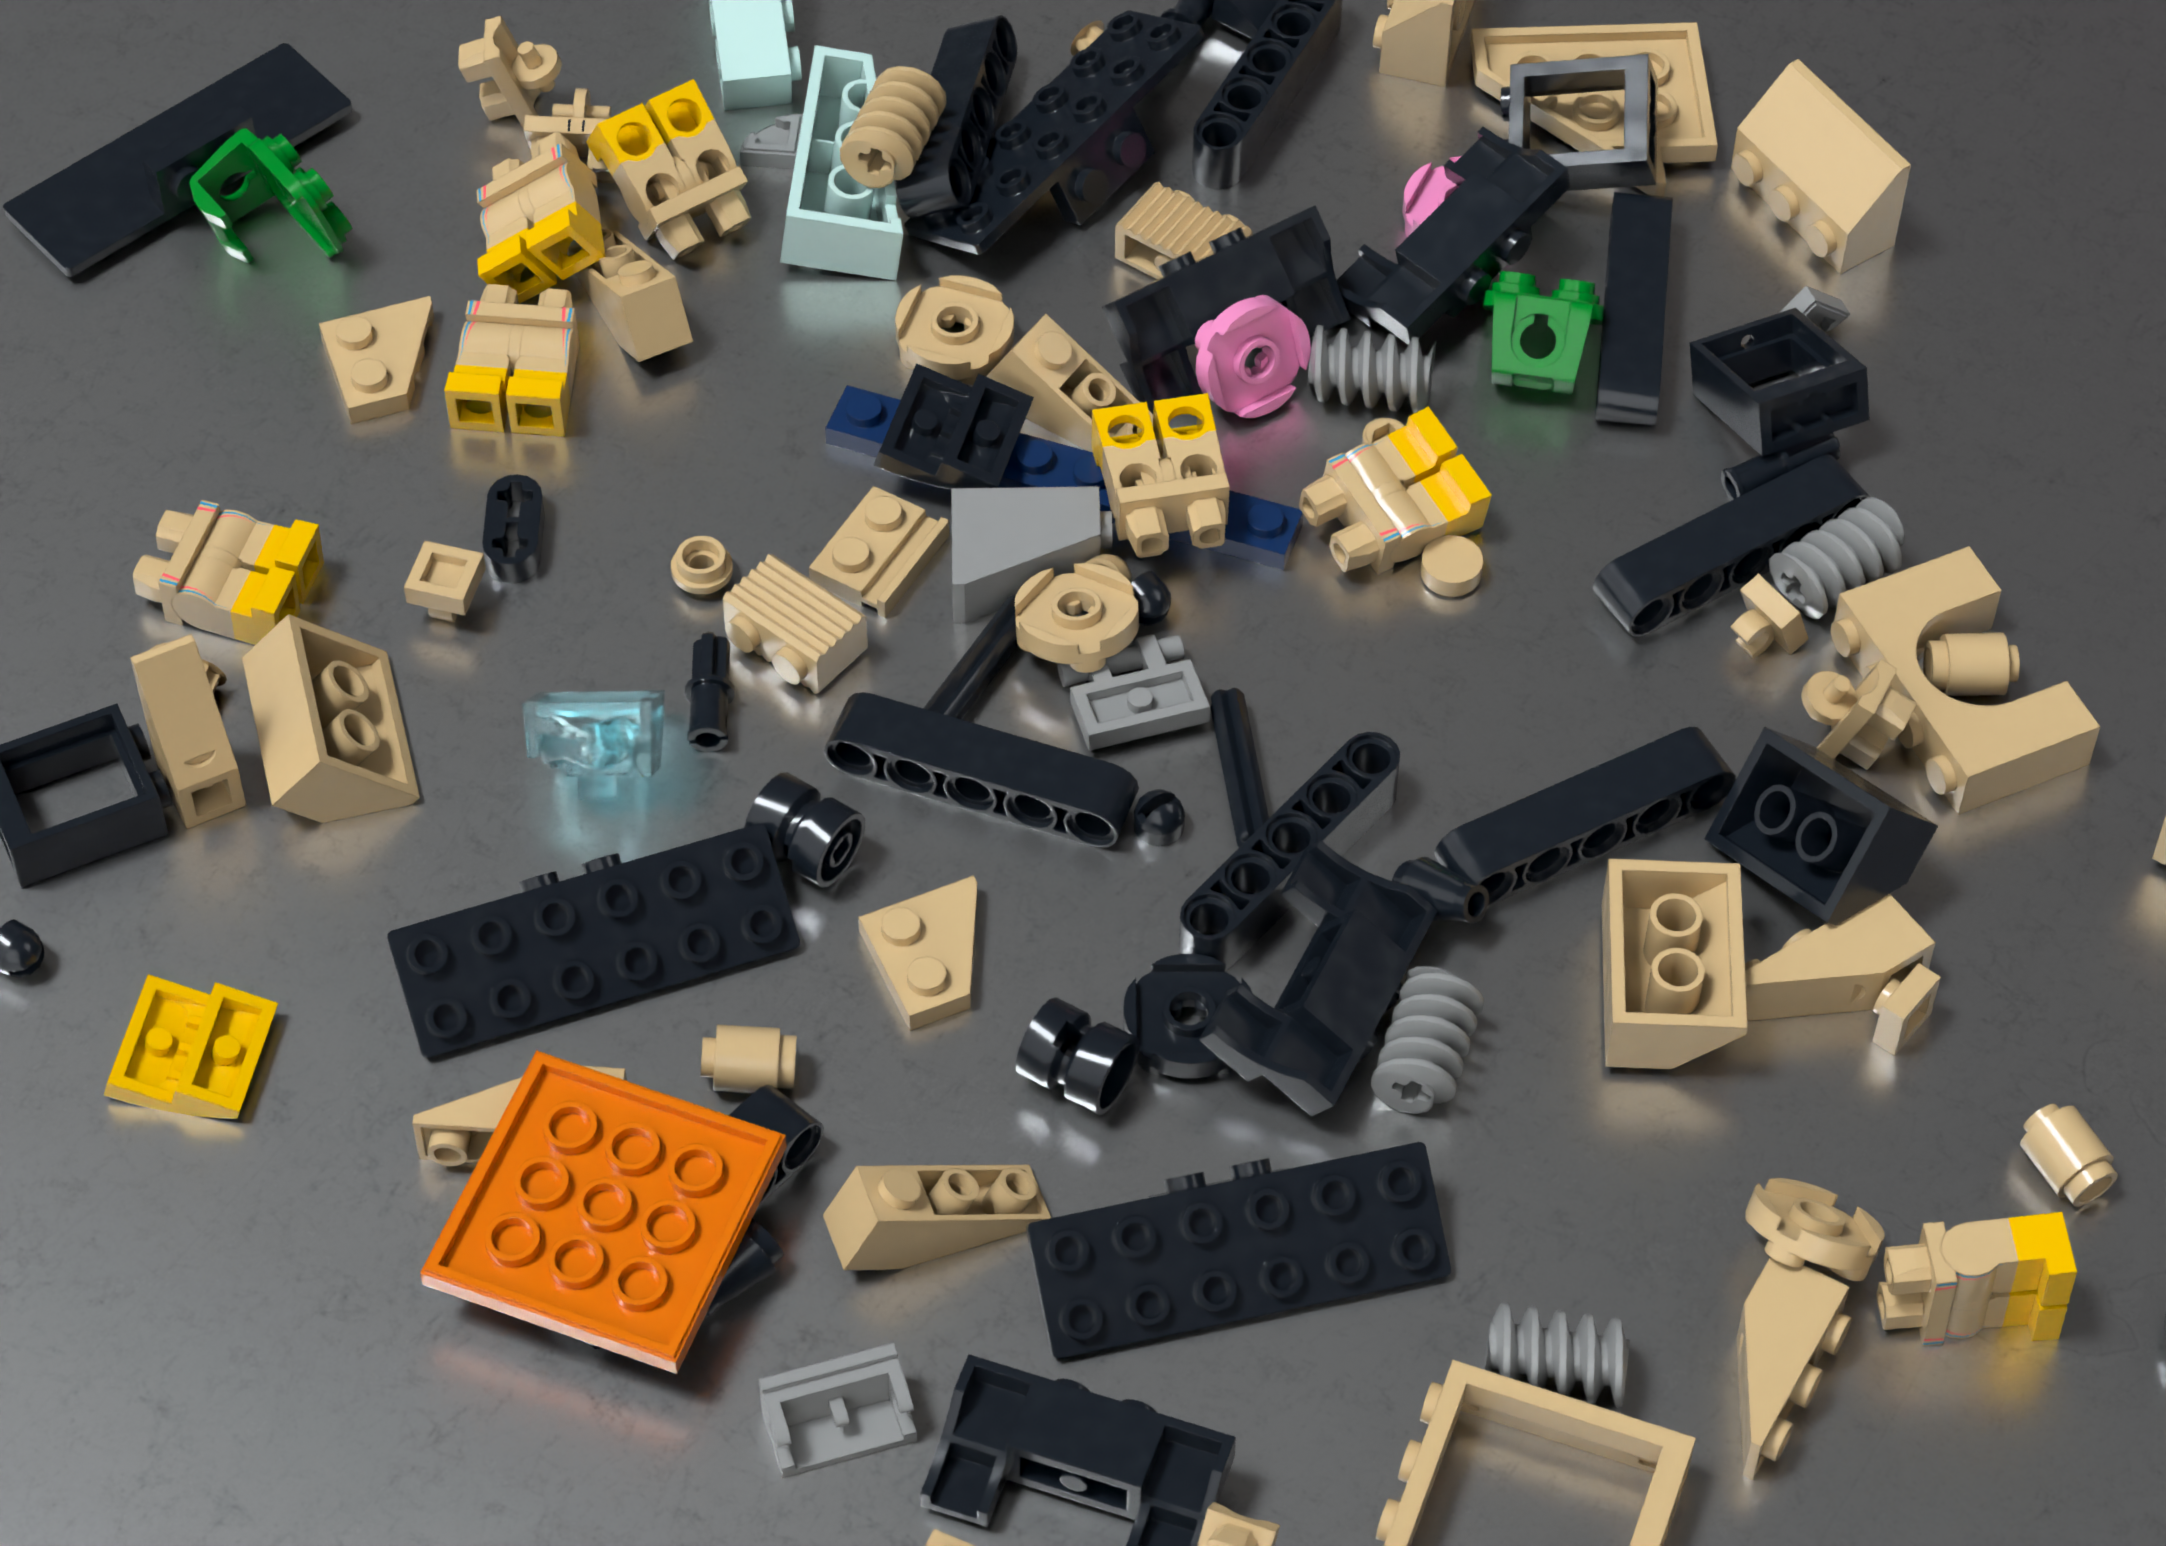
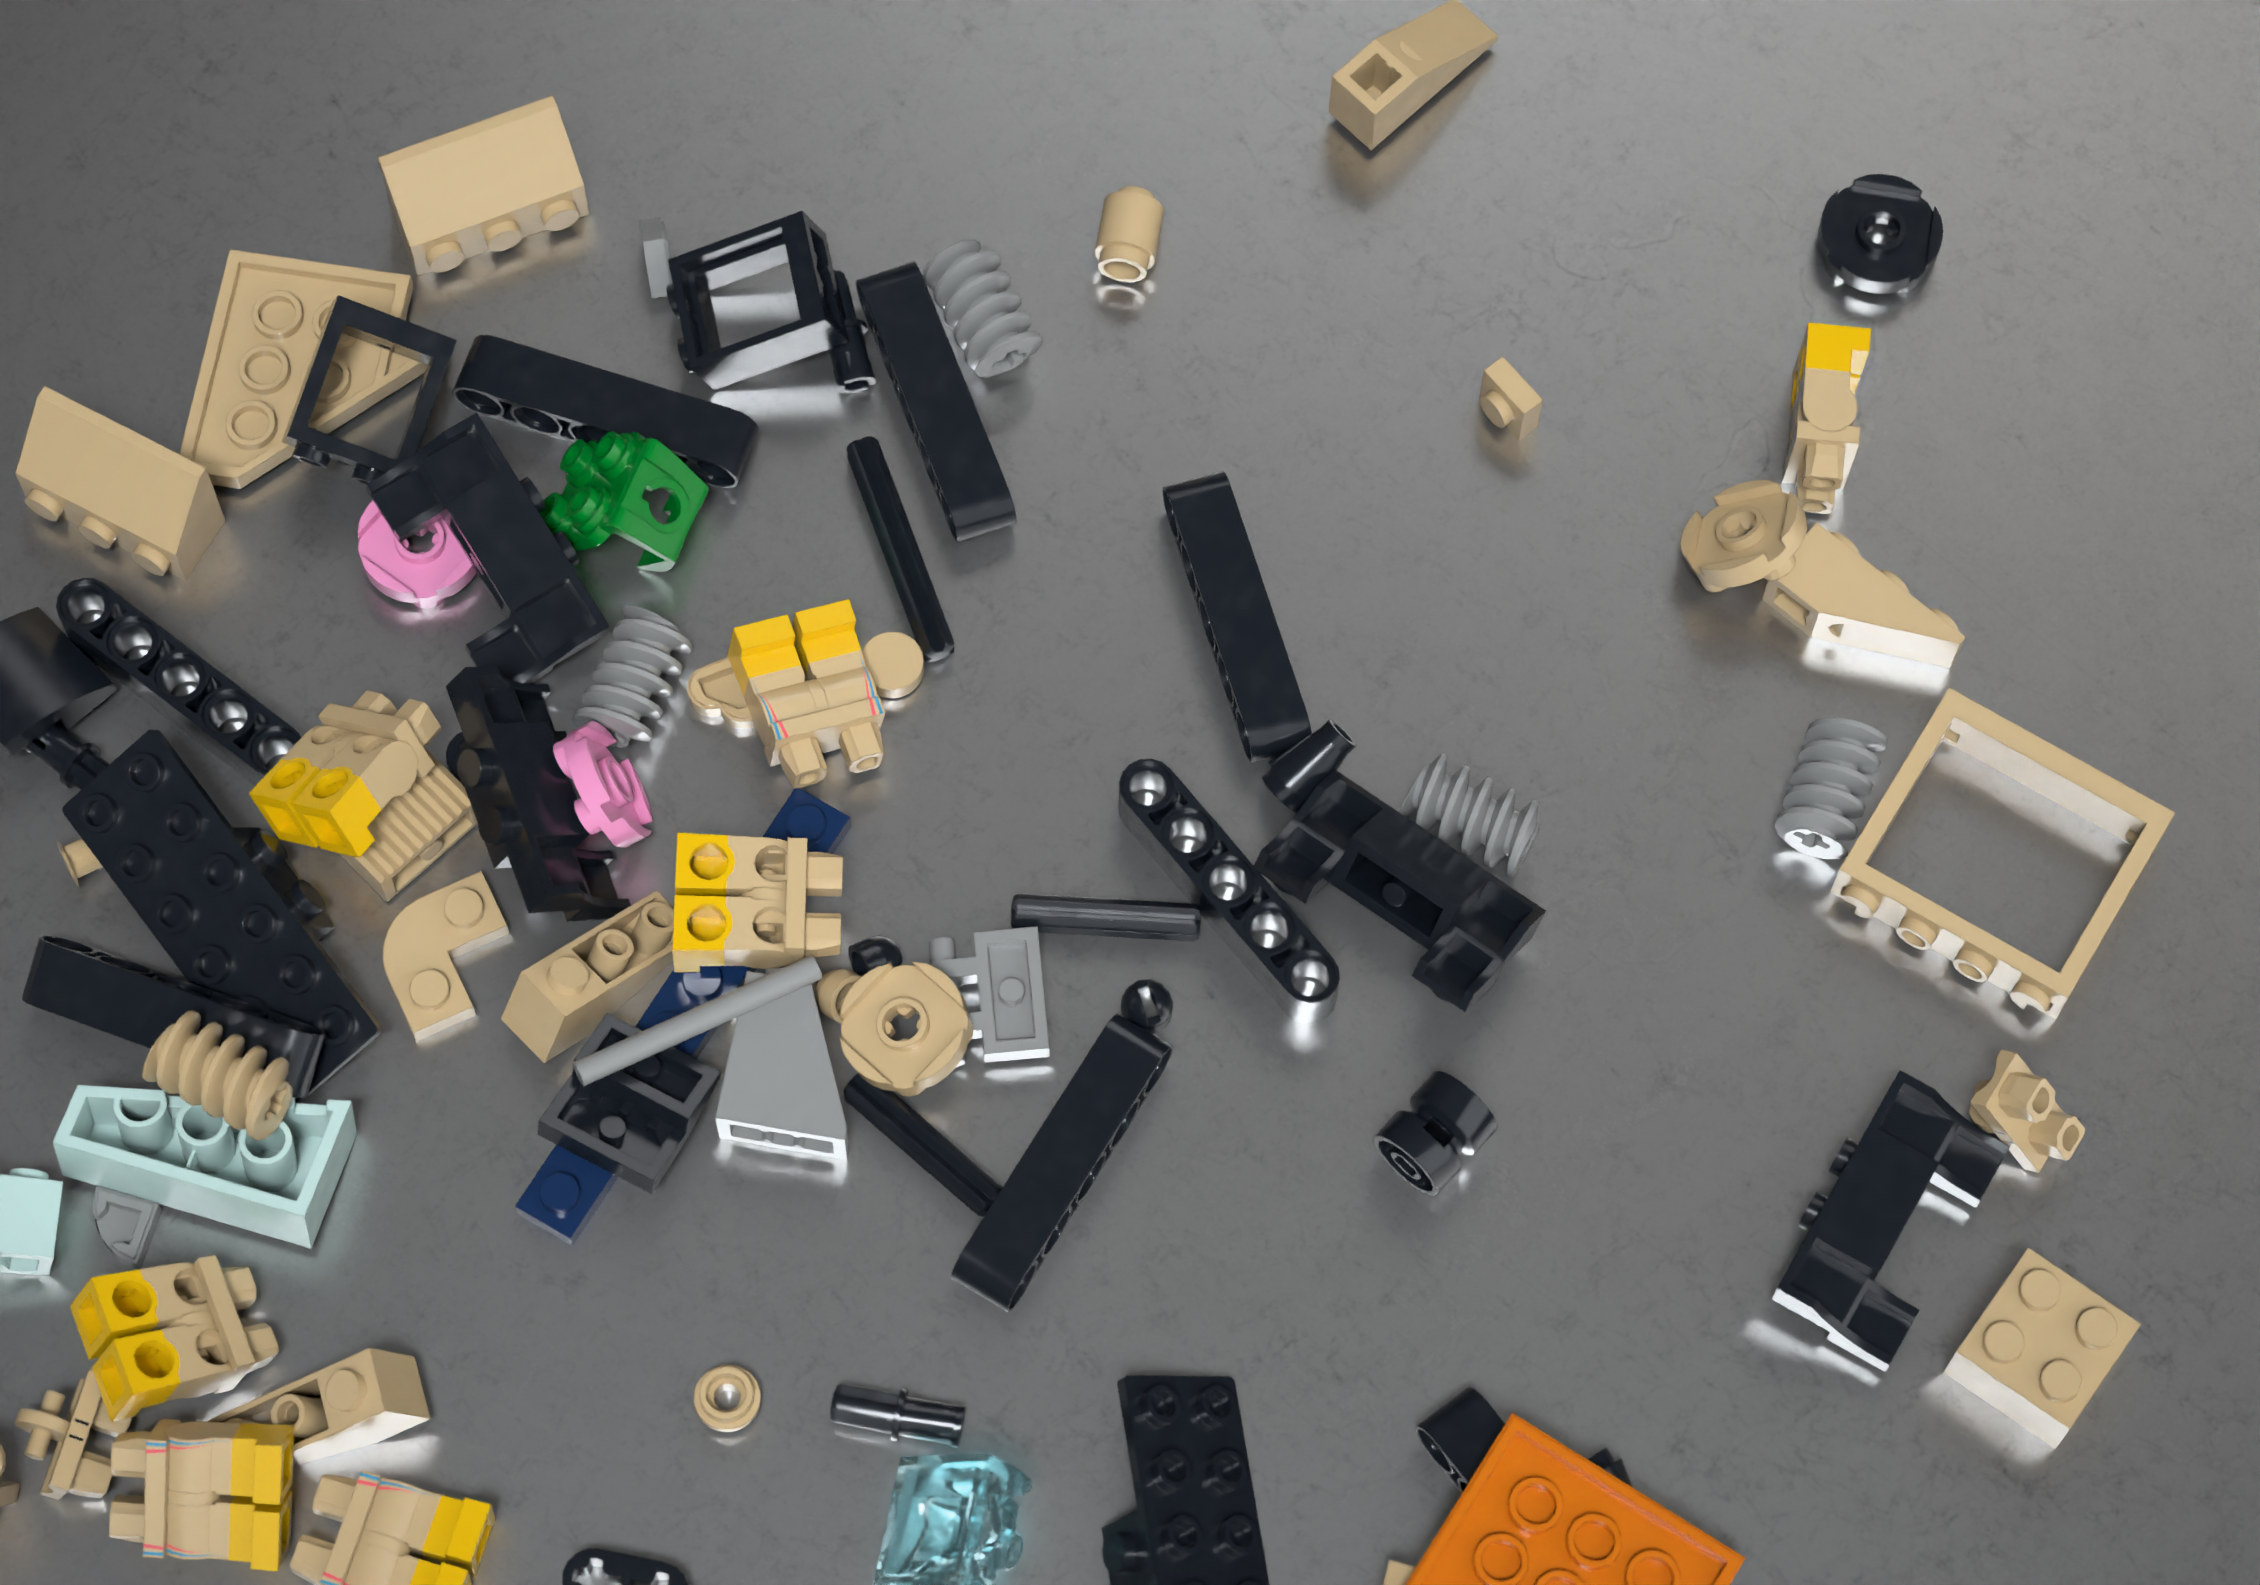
camera: 80 degrees left, 15 degrees up
(748, 1058) = (1374, 1445): tan brick -> none
(793, 624) = (838, 1314): tan brick -> none
(810, 831) = (1121, 1336): black wheel -> none
(837, 1410) = (1782, 1427): light grey hinge -> none
(879, 551) = (743, 1214): tan plate -> none
(924, 1212) = (1582, 1302): tan slope -> none
(926, 951) = (1265, 1255): tan wing -> none
(959, 355) = (452, 1046): tan plate -> none
(1036, 450) = (697, 1020): none -> light grey bar
(1063, 287) = (426, 940): none -> tan plate
(1159, 996) = (1368, 1050): black plate -> none
(1208, 168) = (347, 772): none -> hips
(1237, 1248) = (1661, 1035): black bracket -> none
(1572, 550) = (900, 549): none -> black axle
(1671, 961) = (1436, 579): tan slope -> none
(1767, 619) = (1037, 393): tan tile -> none
(1818, 829) = (1317, 413): black slope -> none
(1838, 965) = (1447, 424): tan slope -> none
(1858, 717) = (1186, 341): tan hips -> none
(1967, 748) = (1085, 297): tan arch -> none
(2068, 1154) = (1686, 311): tan brick -> none

